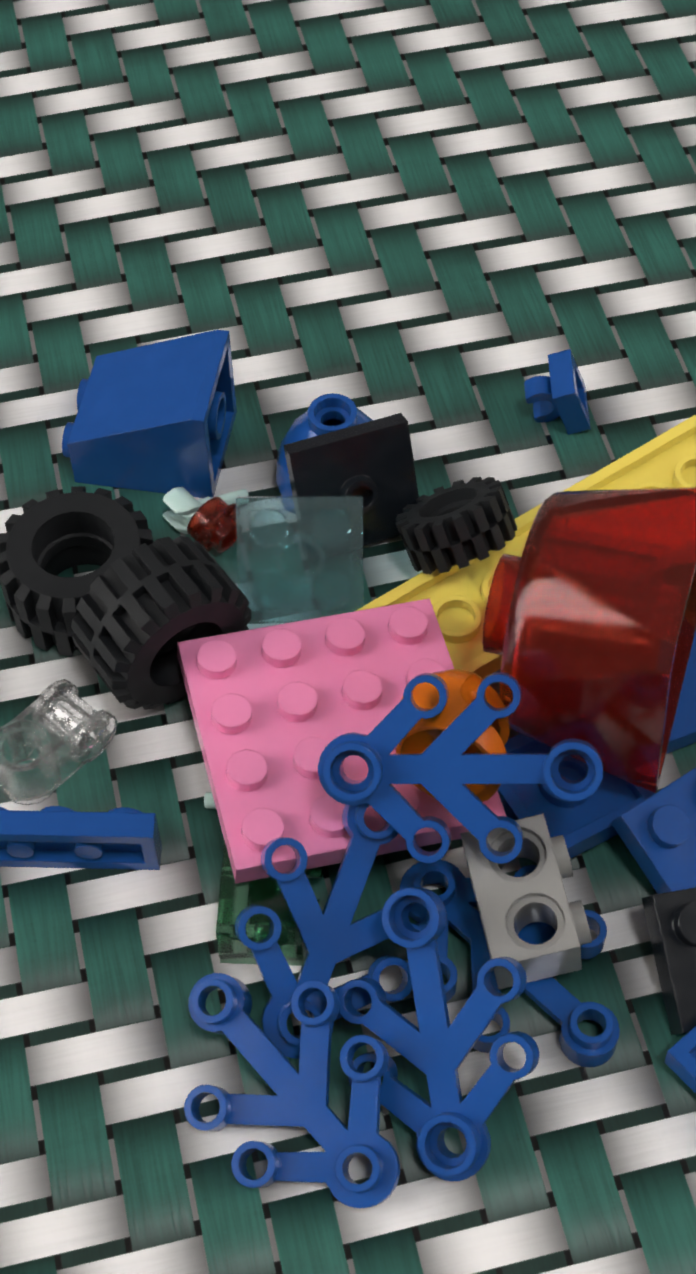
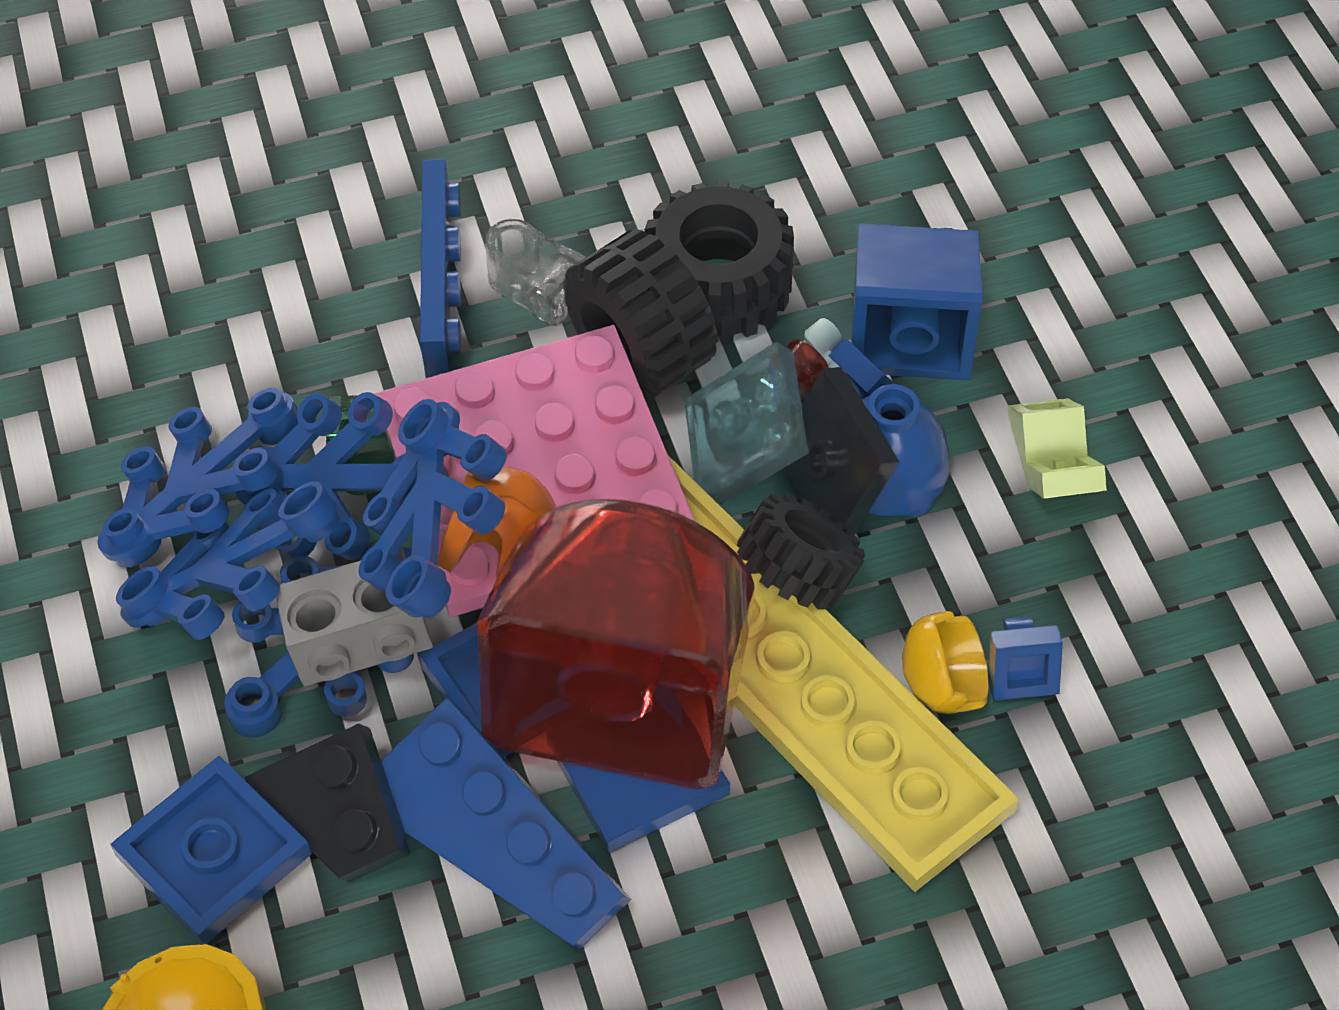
camera: 85 degrees right, 0 degrees up
(251, 464) = (859, 369): none -> blue plate
(324, 356) = (1055, 448): none -> yellowish green slope
(572, 446) = (946, 663): none -> yellow hair

